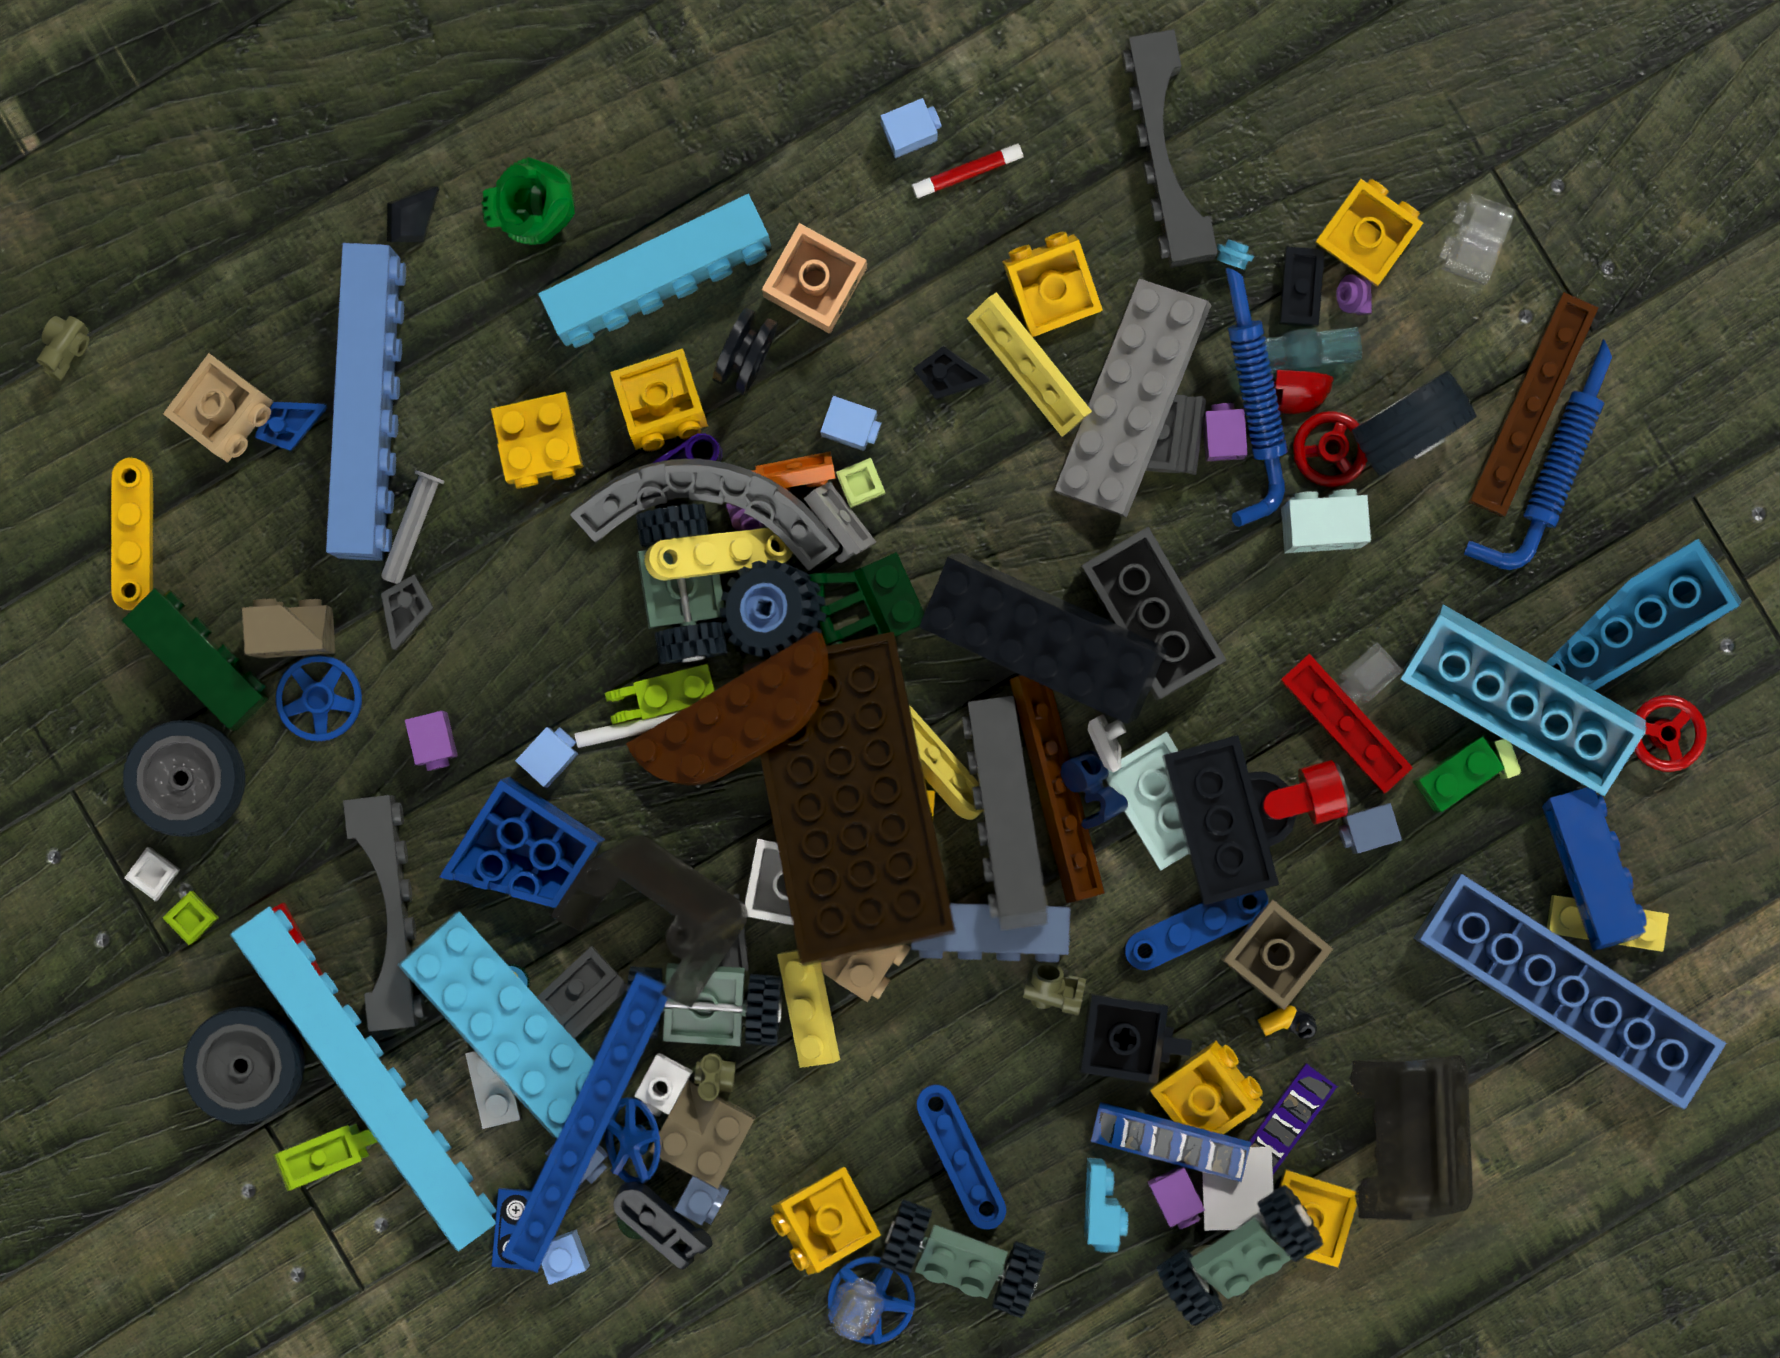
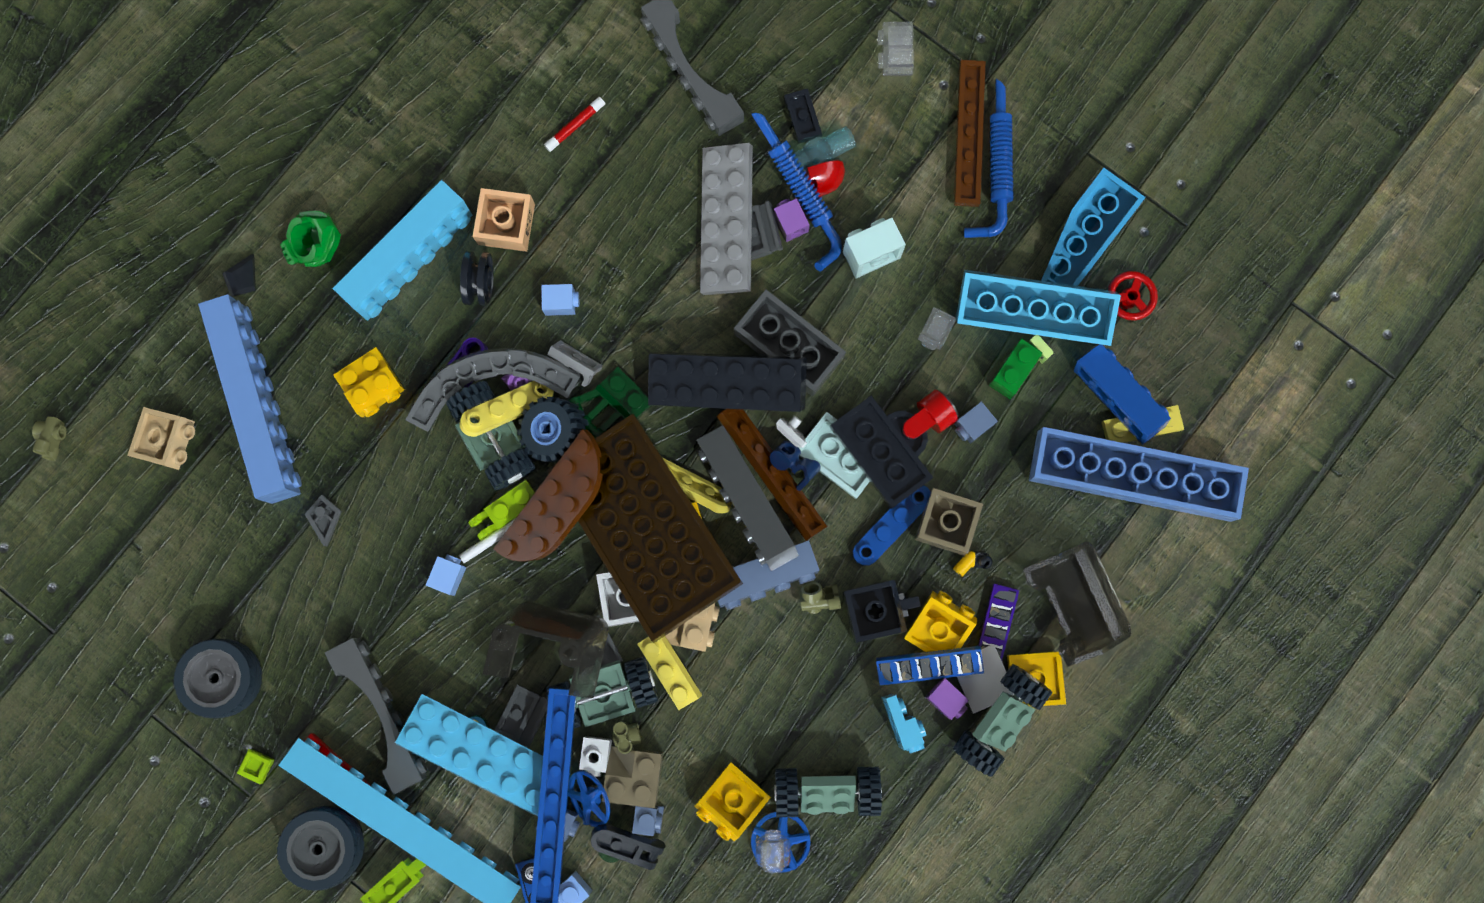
camera: 25 degrees left, 5 degrees down
(131, 532) = (134, 538): yellow plate -> none
(152, 873) = (221, 747): white tile -> none
(196, 659) = (201, 600): dark green brick -> none
(281, 631) = (248, 562): dark tan slope -> none
(289, 423) = (210, 431): blue piece -> none
(319, 698) = (289, 595): blue wheel -> none
(410, 527) = (308, 466): light grey axle -> none
(431, 740) = (368, 593): medium lavender brick -> none
(493, 1098) = (490, 806): white plate -> none
(522, 847) = (449, 638): blue wedge -> none
(659, 400) = (435, 330): yellow plate -> none
(808, 470) = (546, 337): orange plate -> none
(860, 483) = (579, 334): yellowish green tile -> none
(910, 127) = (529, 110): light blue brick -> none
(948, 374) = (608, 248): black piece -> none
(961, 1156) = (802, 727): blue plate -> none
(1029, 364) = (655, 223): light yellow plate -> none
(1052, 283) = (651, 169): yellow plate -> none
(1234, 254) = (753, 108): medium azure plate -> none
(1301, 452) = (860, 196): red piece -> none
(1346, 724) = (934, 365): red plate -> none
(1355, 295) = (836, 109): medium lavender plate -> none
(1370, 231) = (830, 67): yellow plate -> none
(1414, 424) = (903, 166): black wheel -> none

